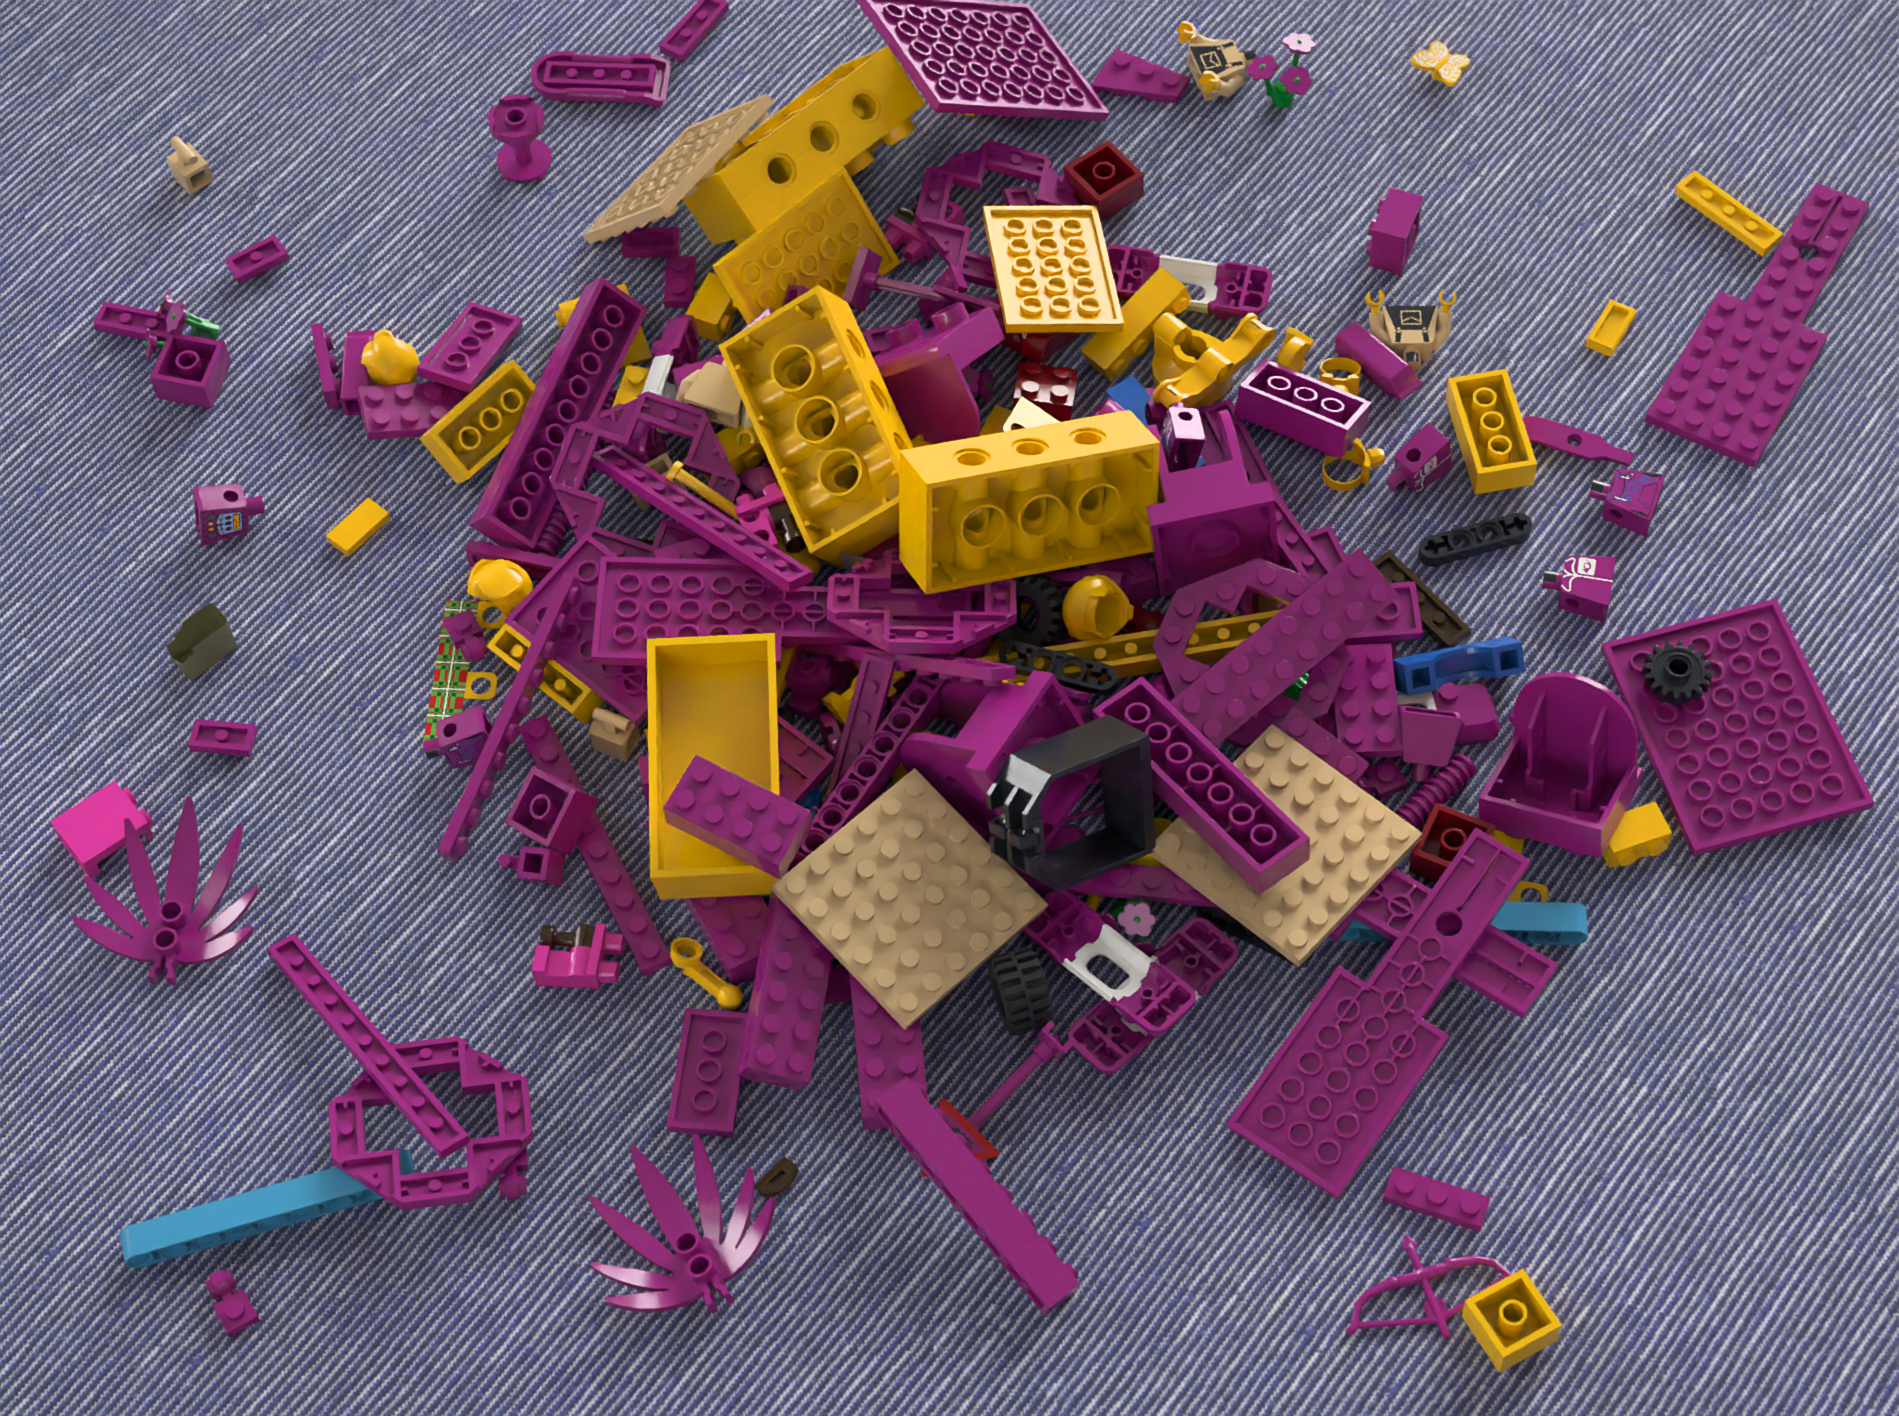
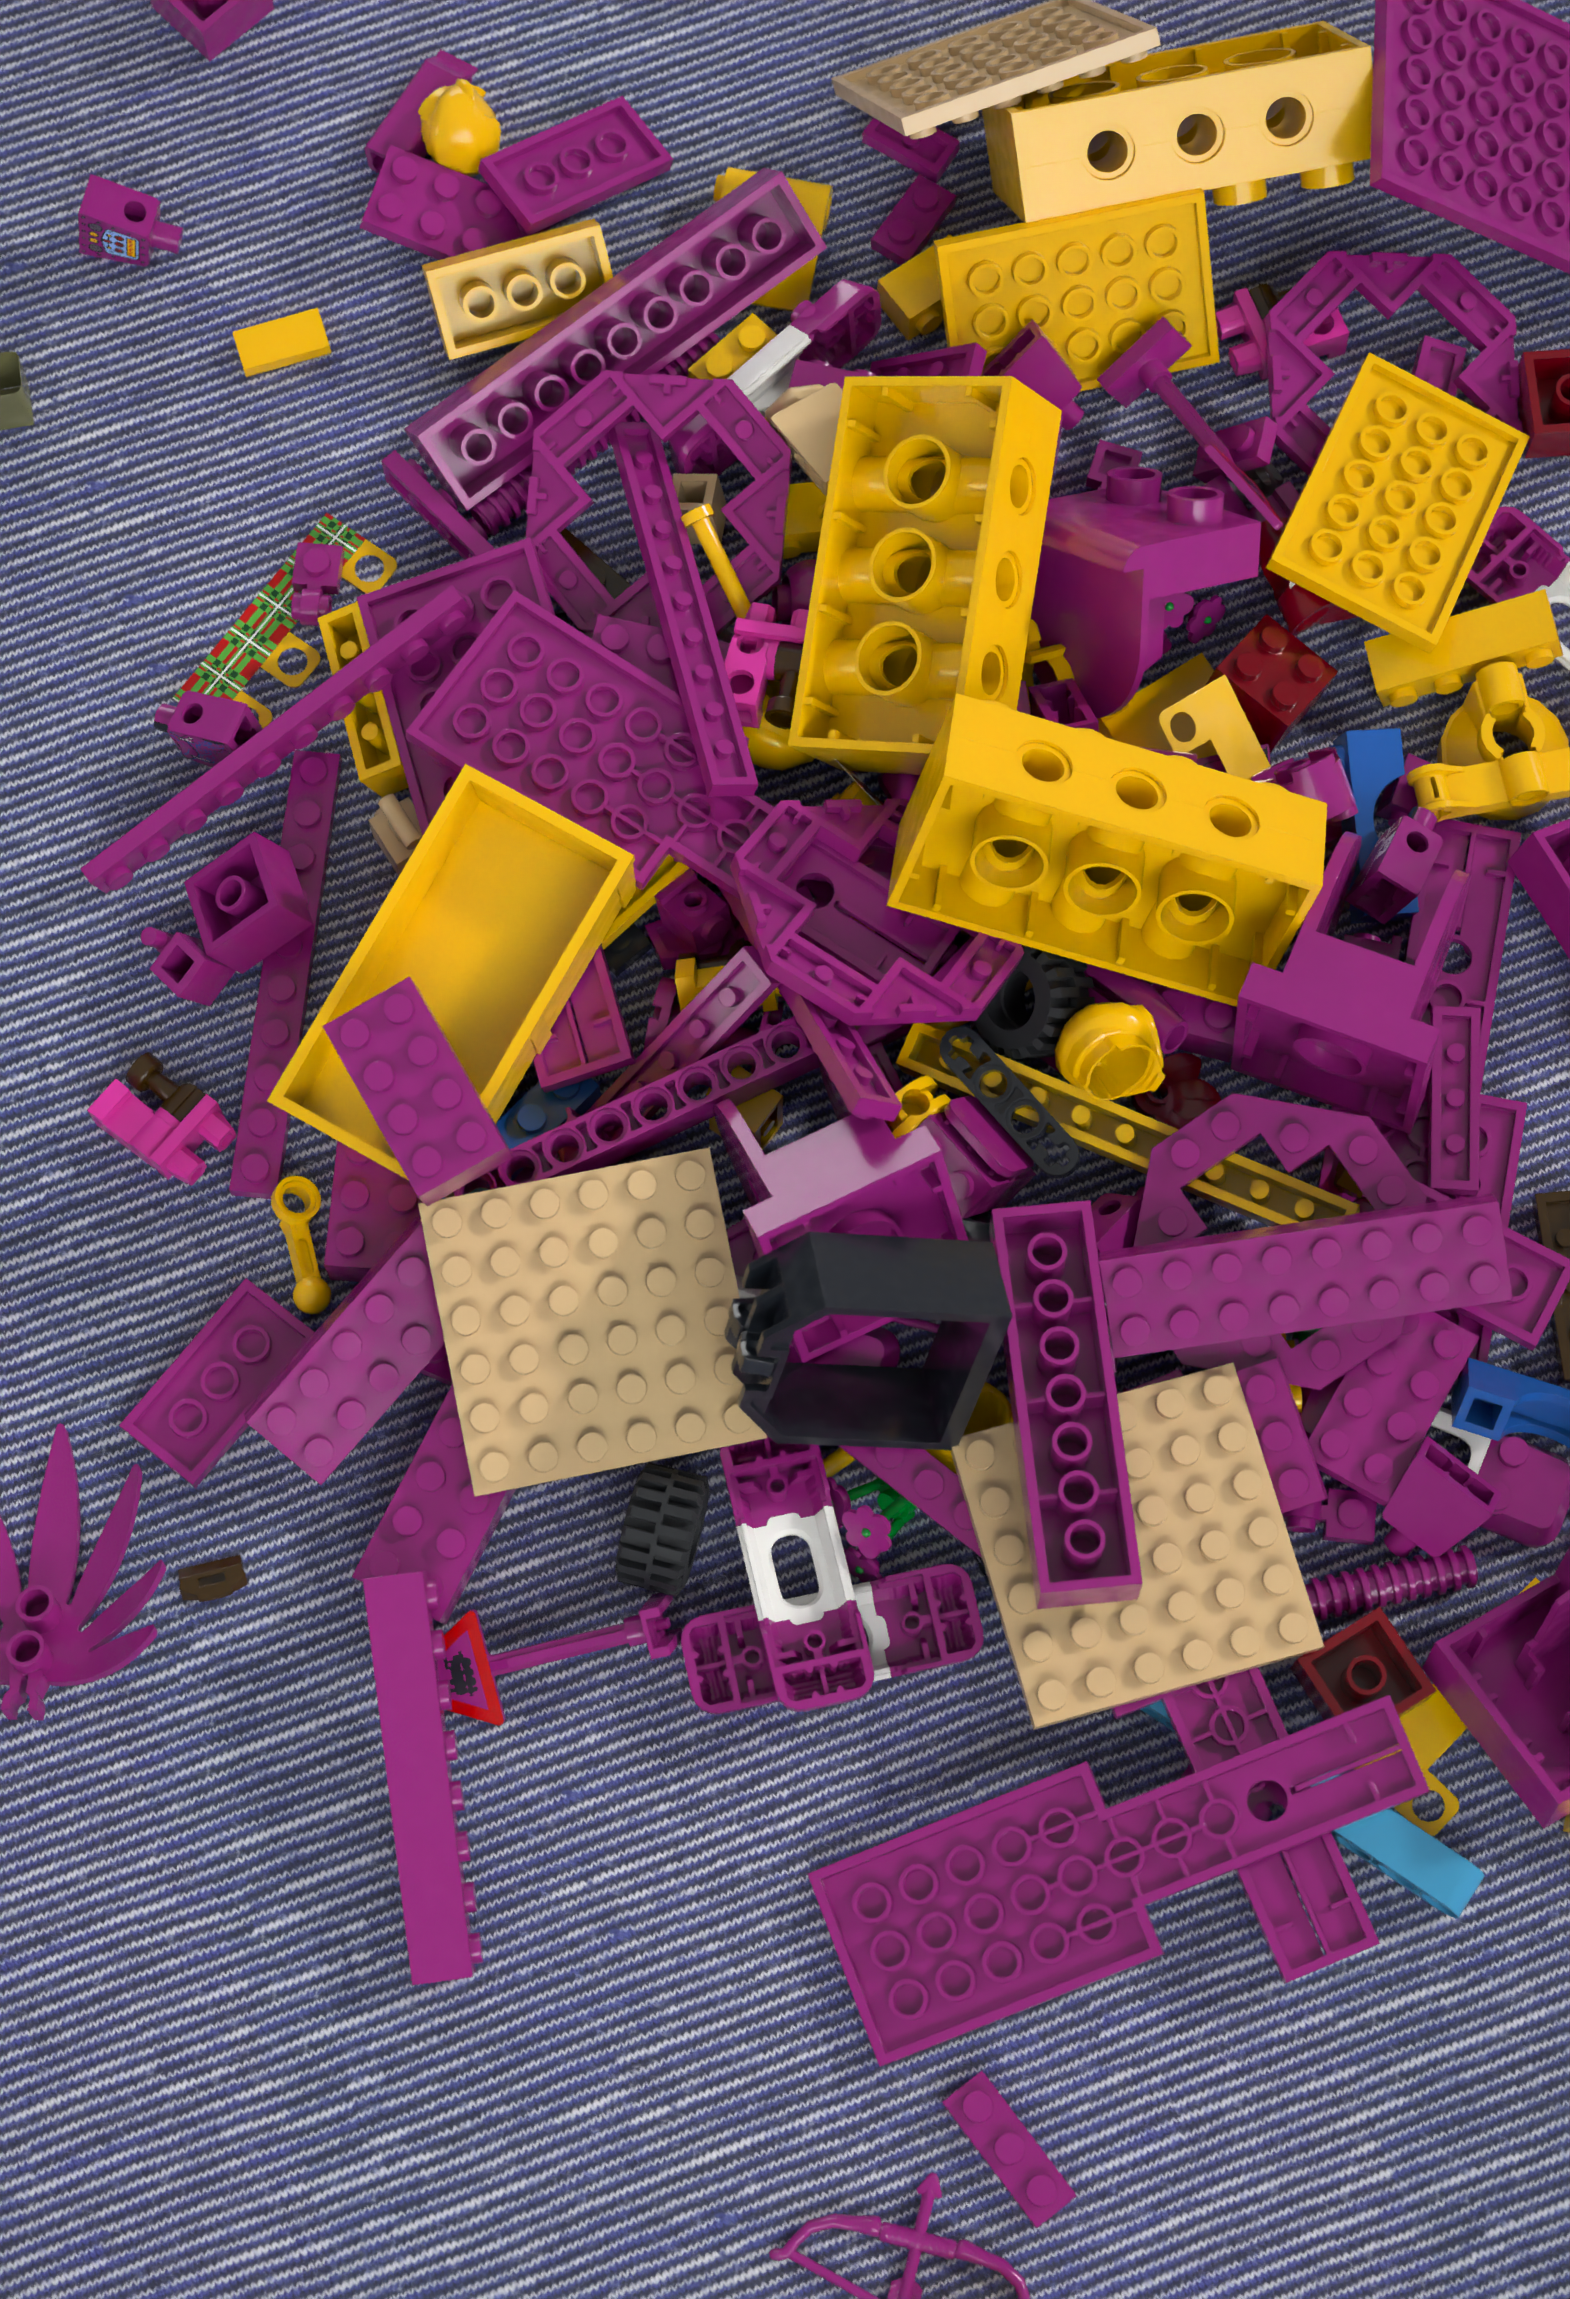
camera: 30 degrees right, 15 degrees up
(327, 365) = (384, 81): magenta plate -> none
(500, 583) = (390, 538): yellow helmet -> none

